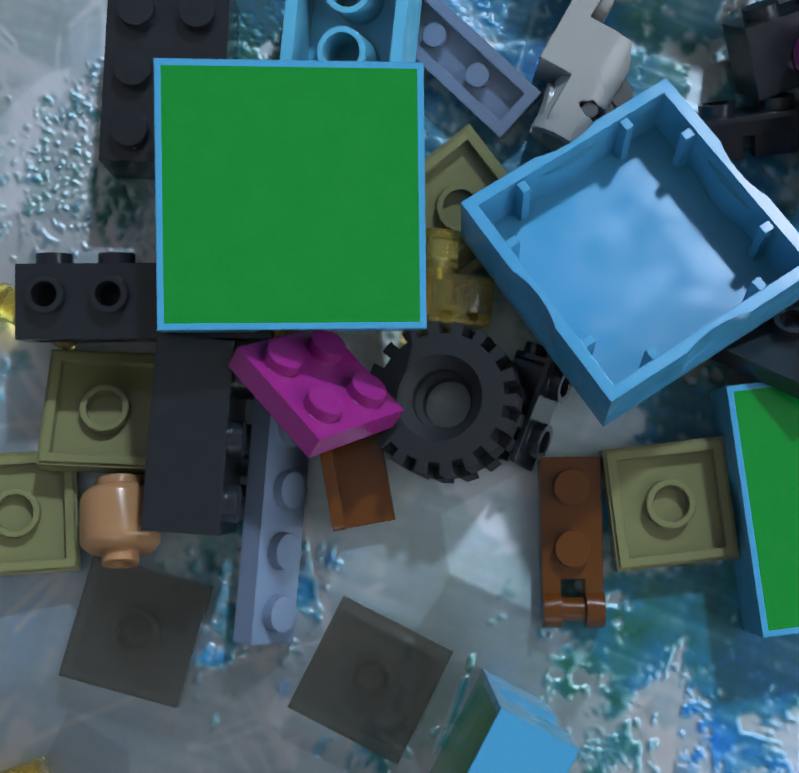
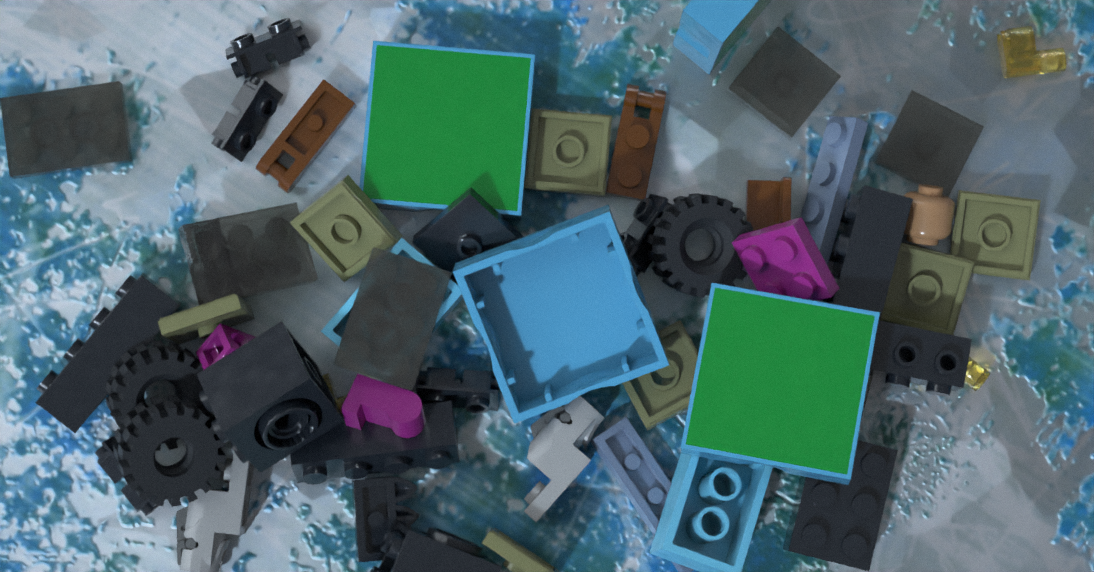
camera: 170 degrees left, 0 degrees up
(454, 295) = (684, 314): clear yellow piece -> none

